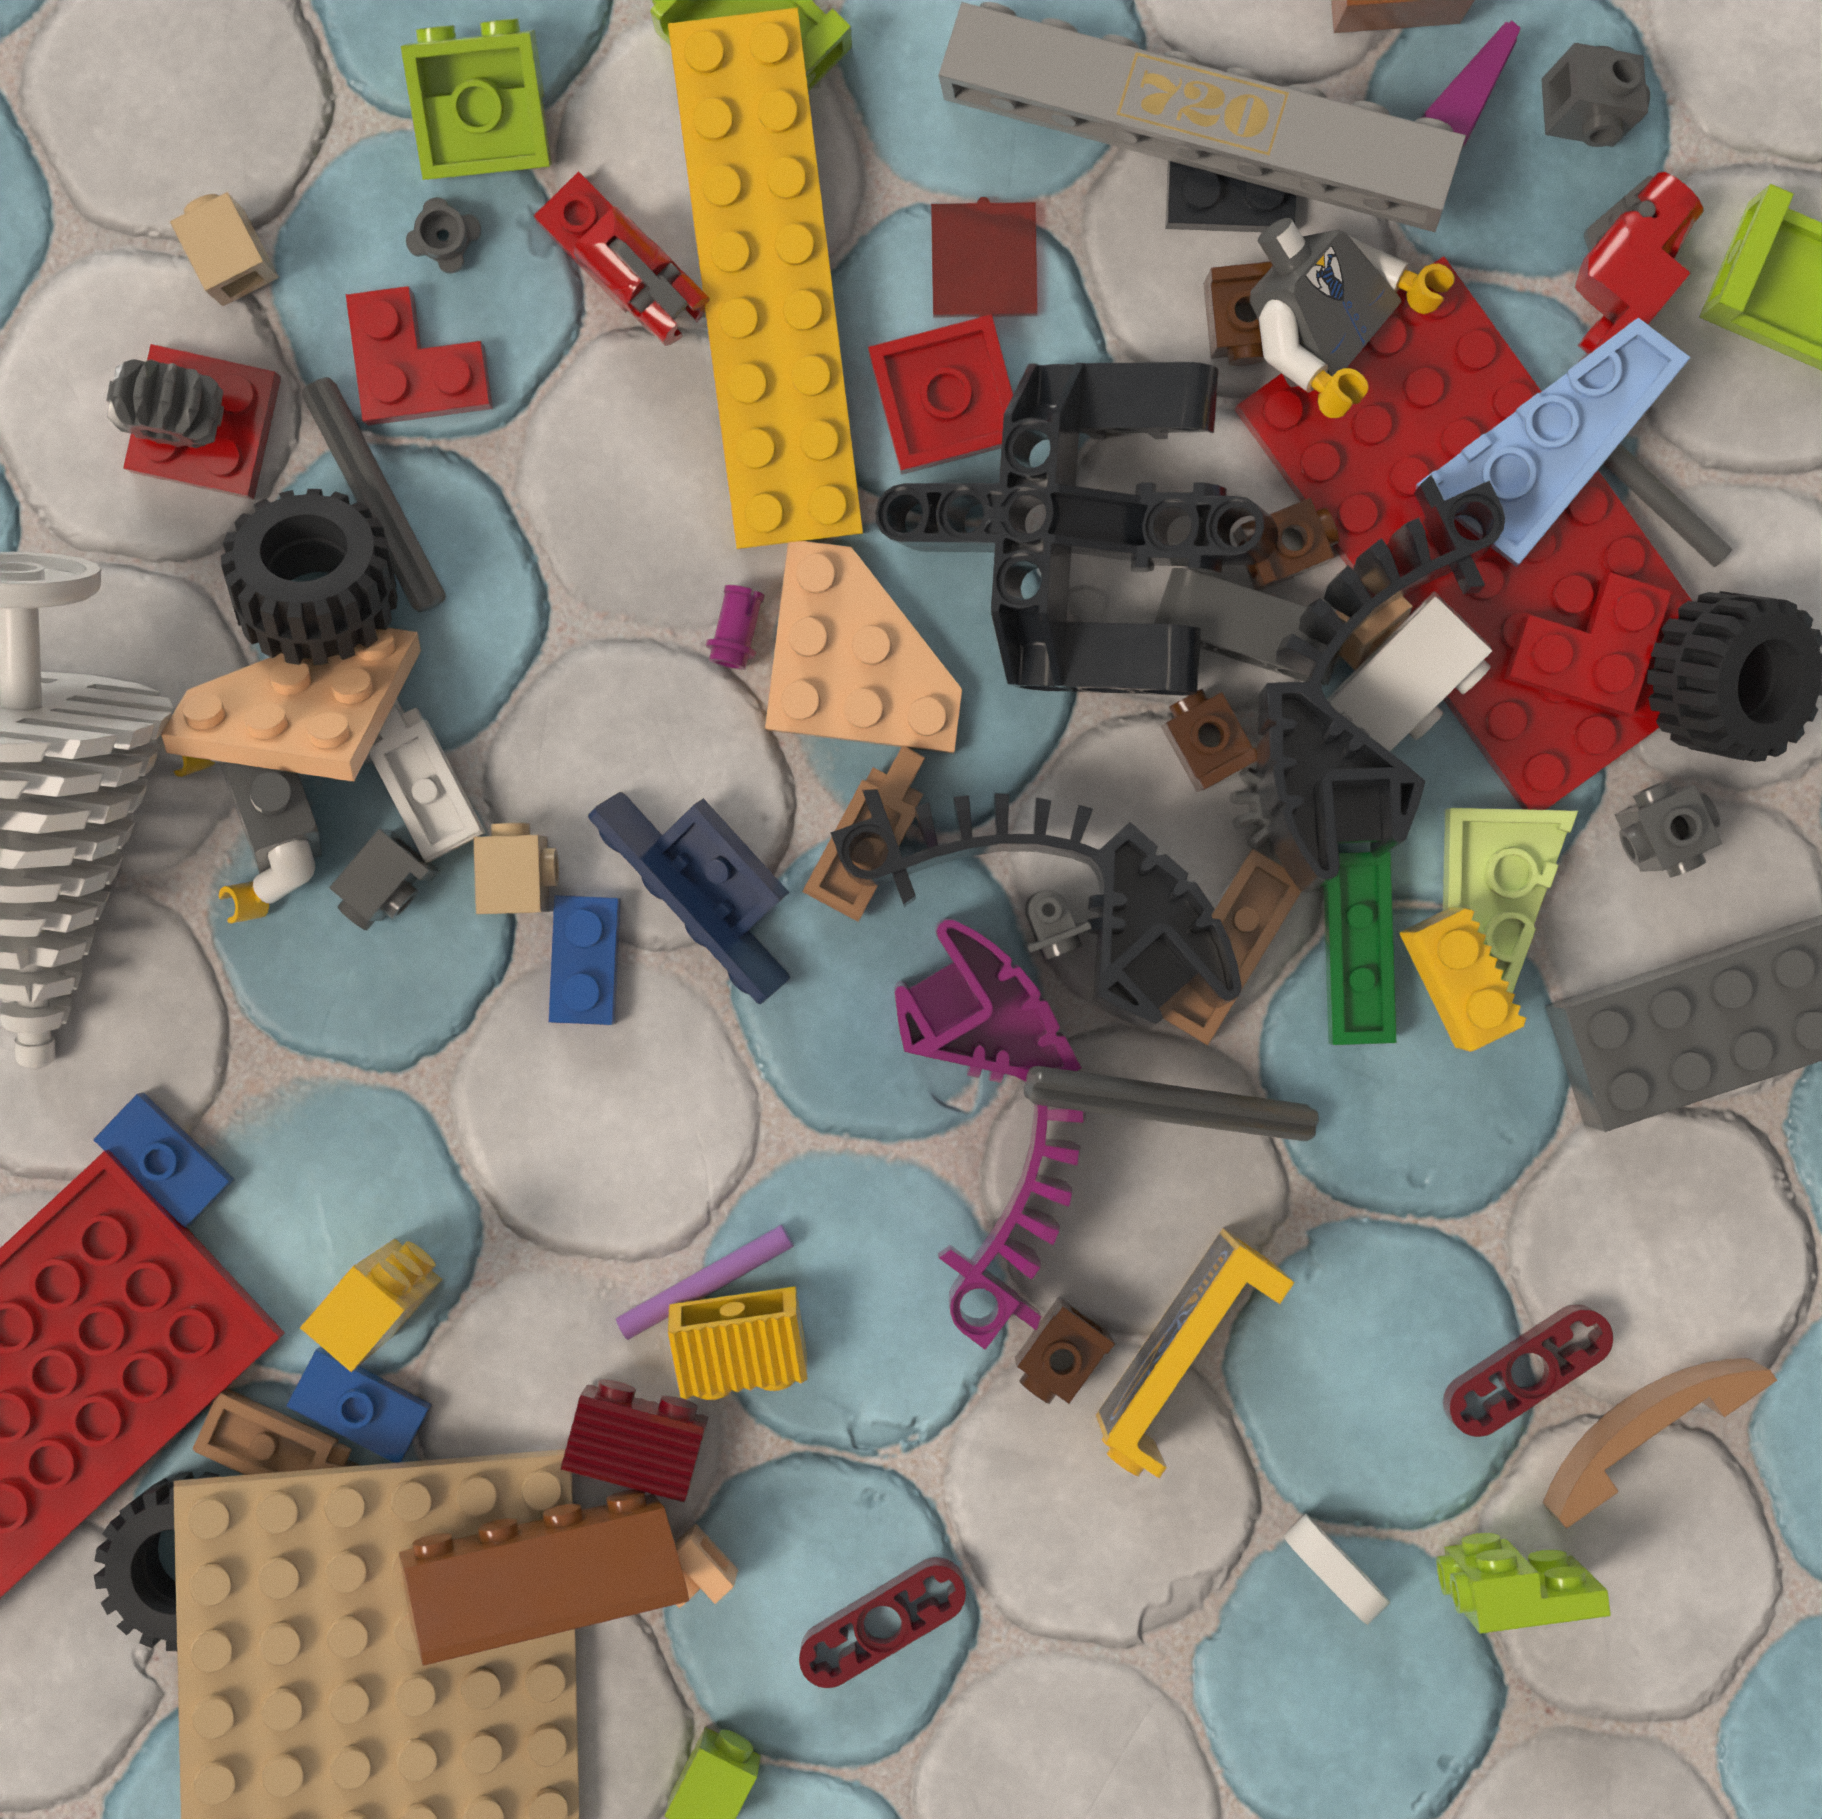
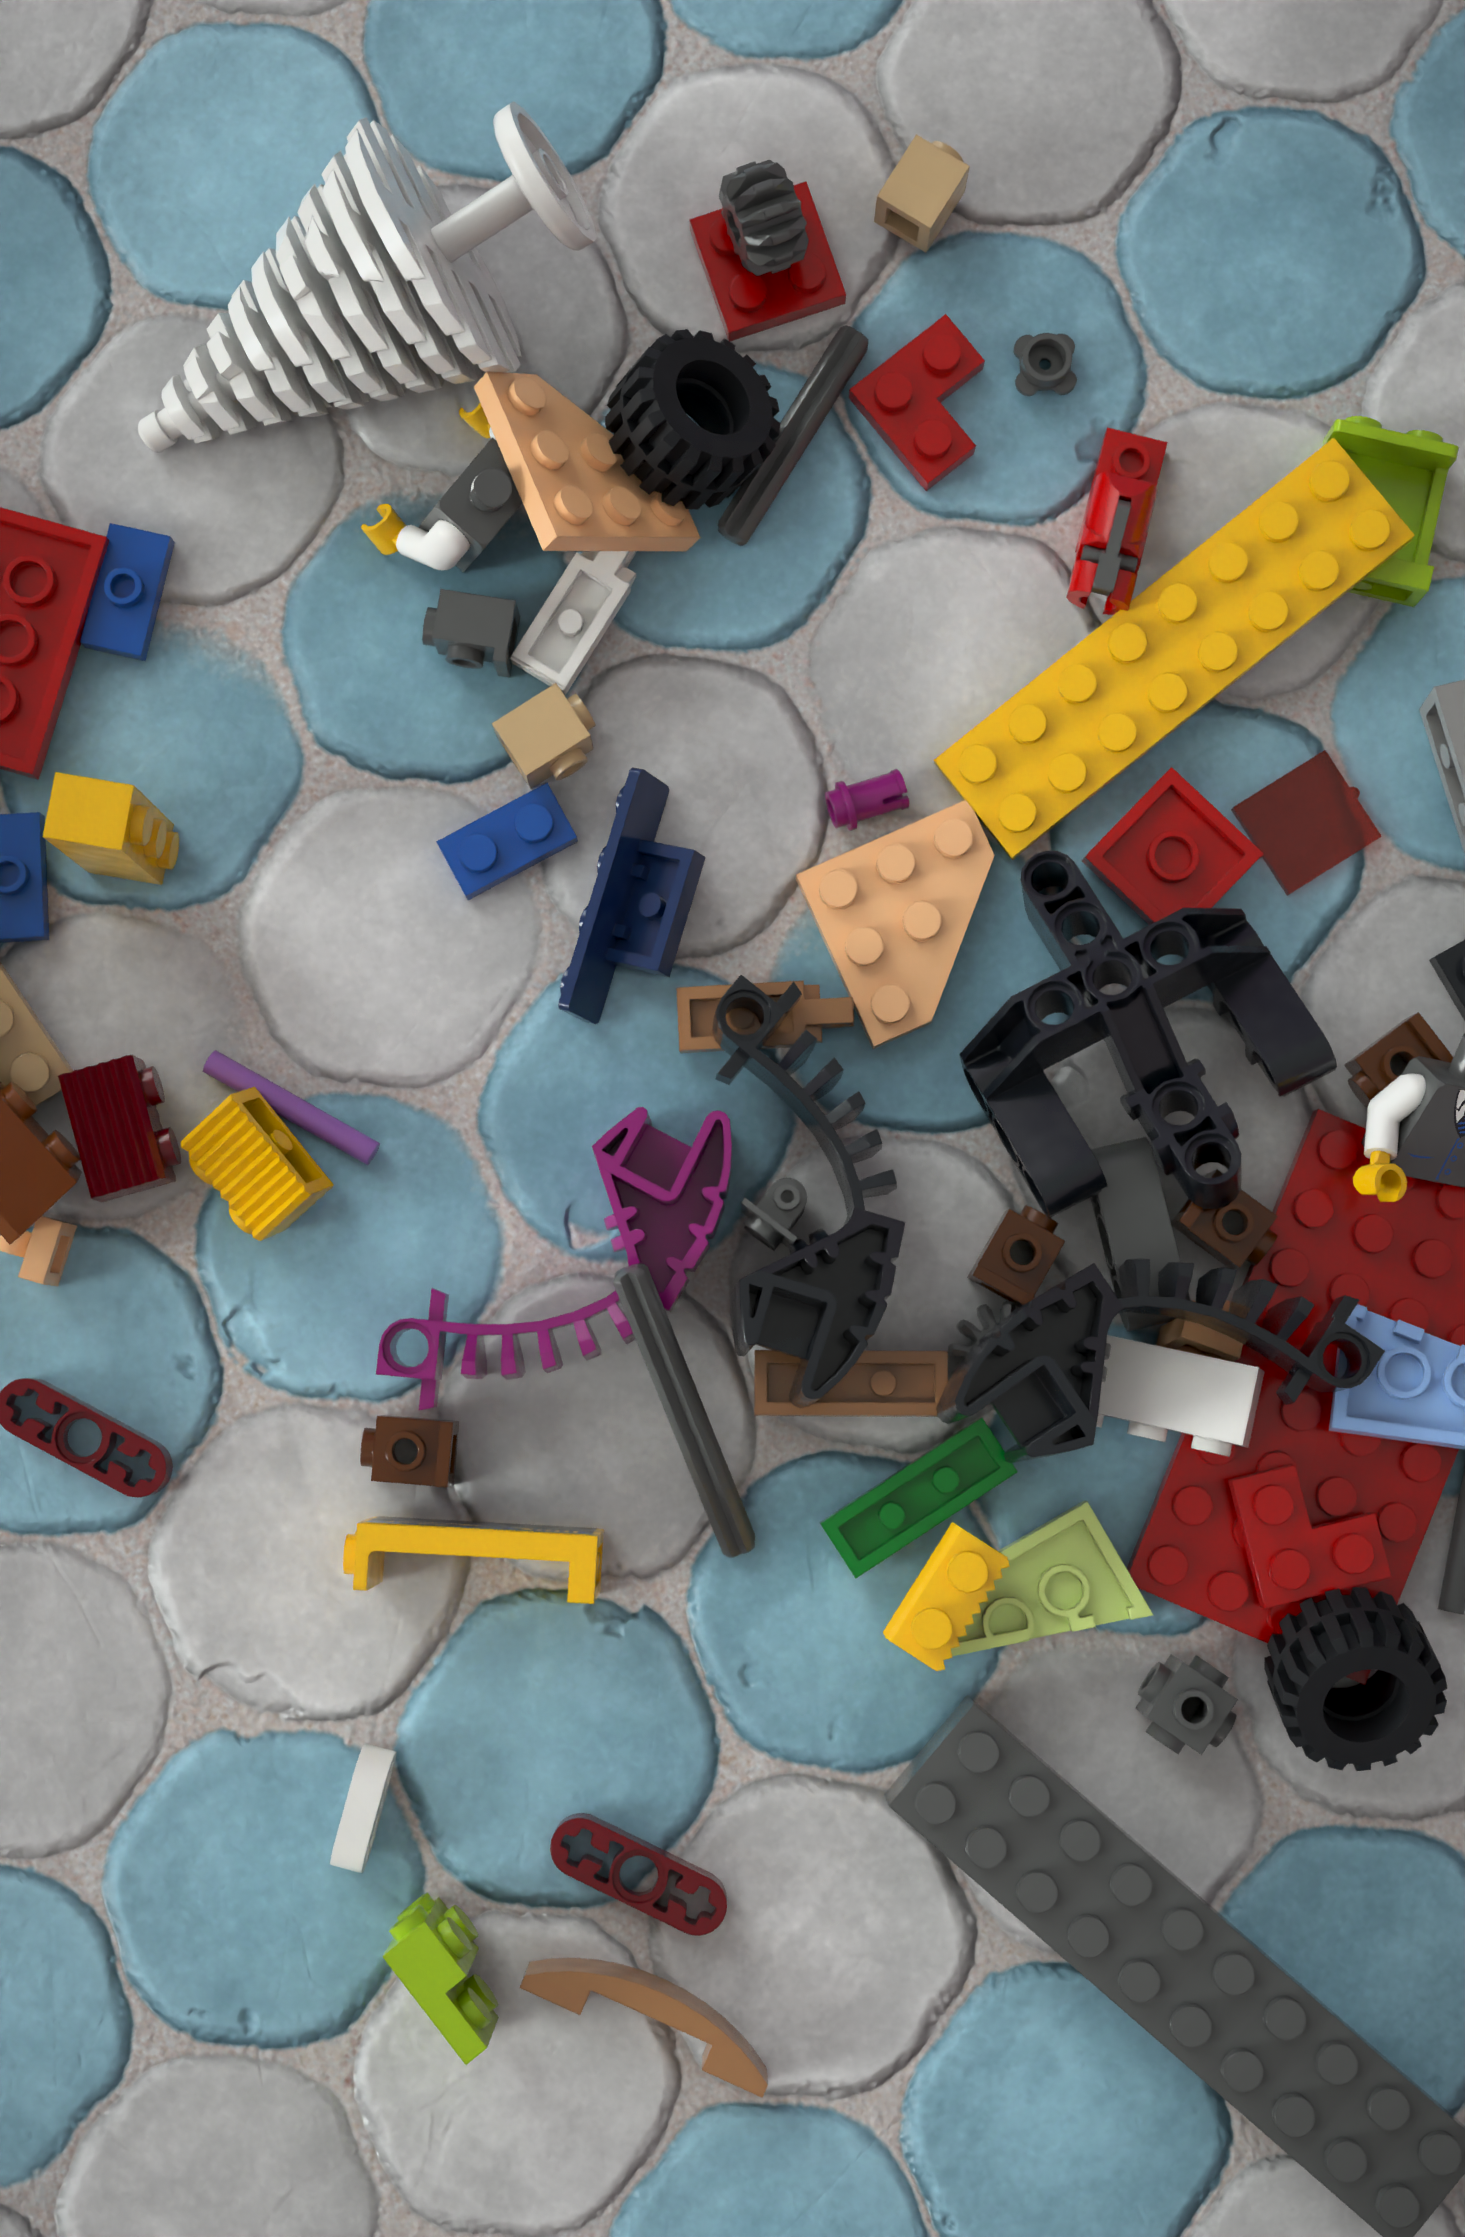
camera: 60 degrees right, 5 degrees down
(476, 100) = (1173, 324): lime plate -> none

